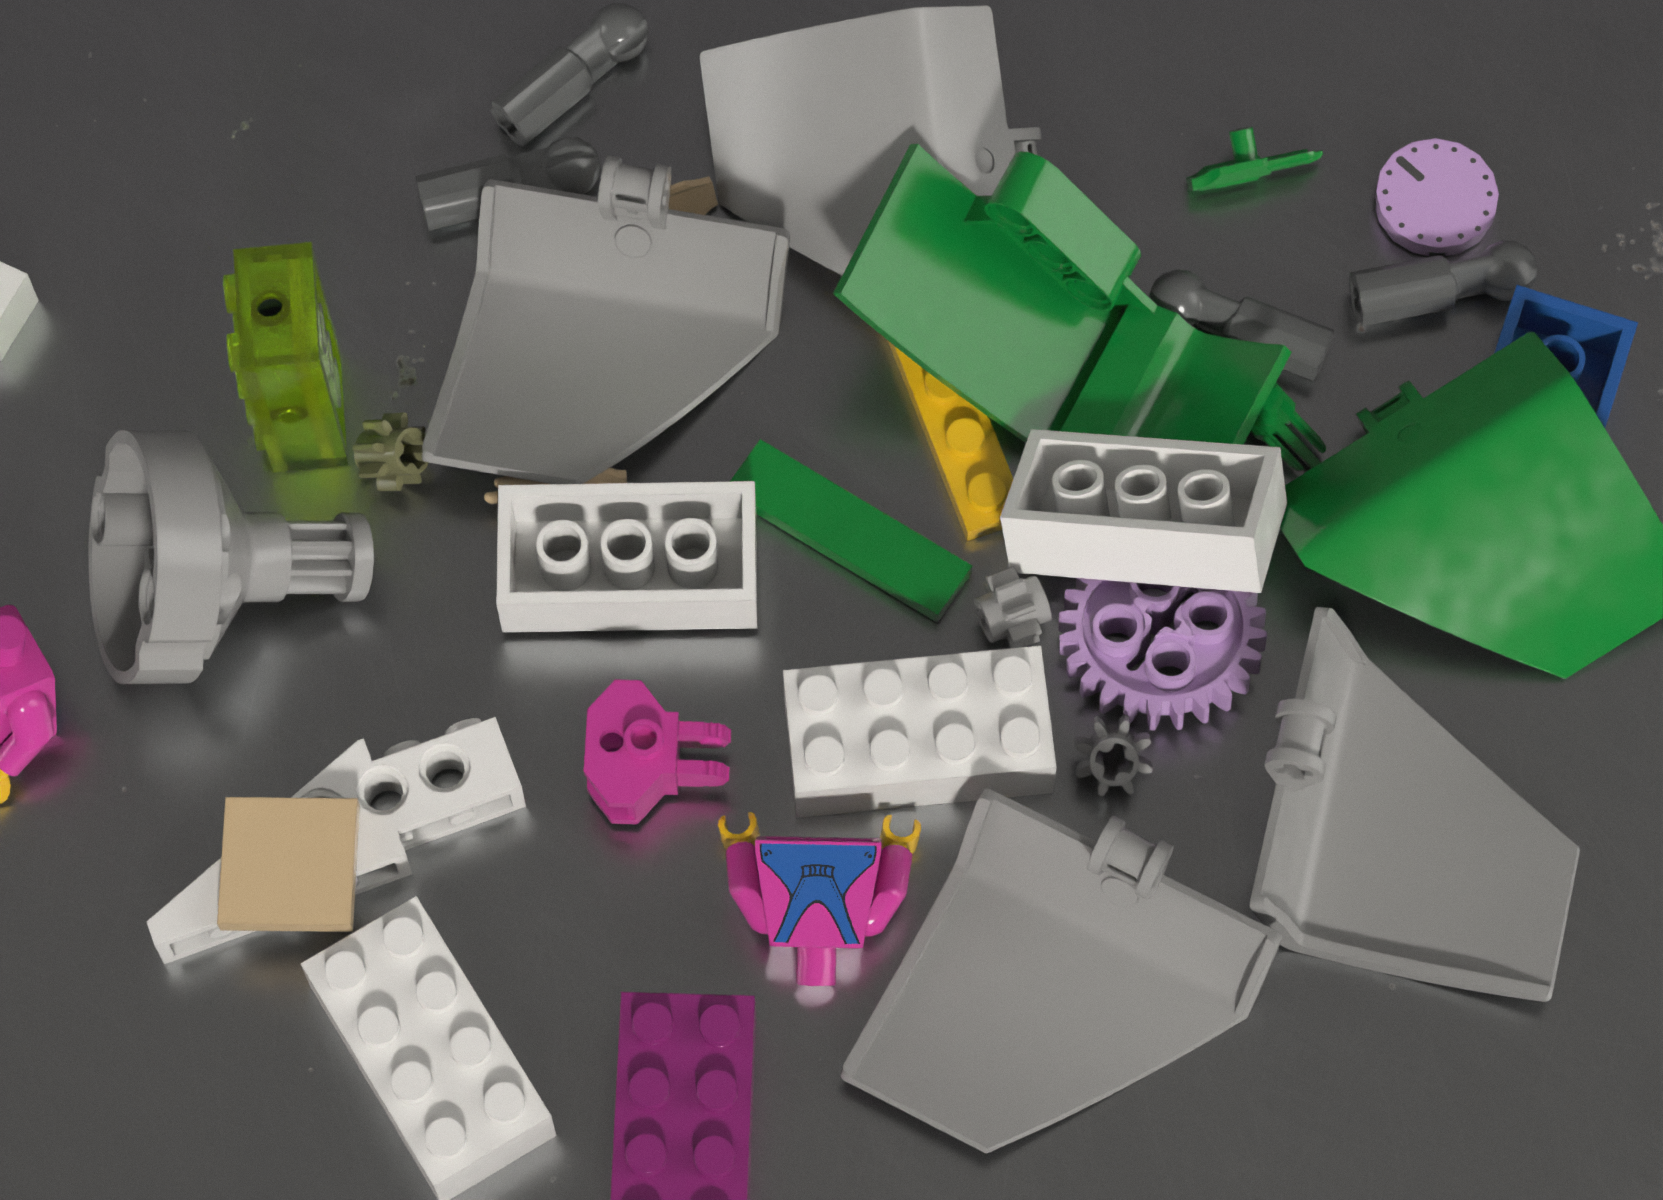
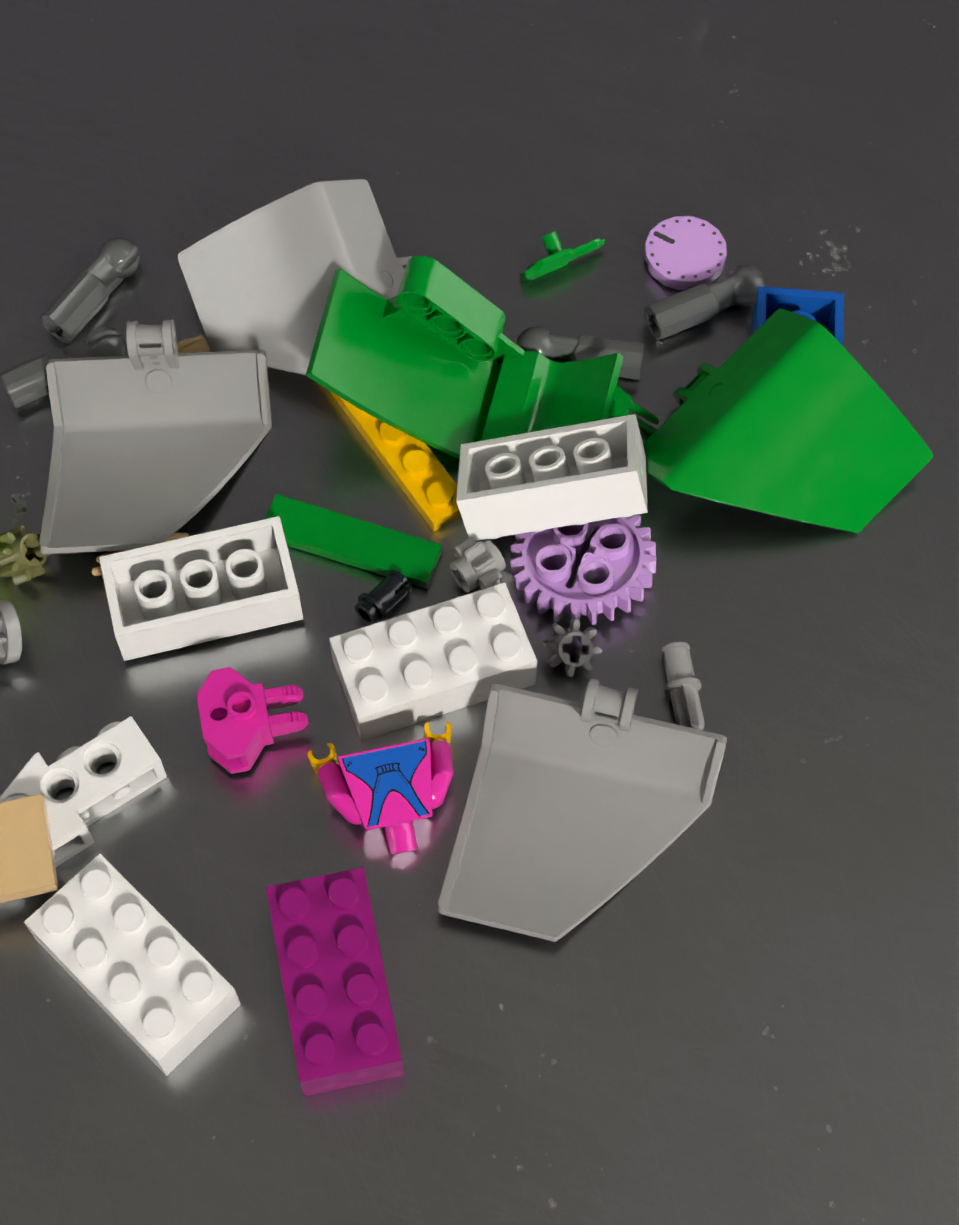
camera: 15 degrees left, 5 degrees down
(871, 625) = (387, 594): none -> black pin
(1251, 819) = (682, 685): none -> light grey axle
(1400, 841) = (787, 665): light grey panel -> none

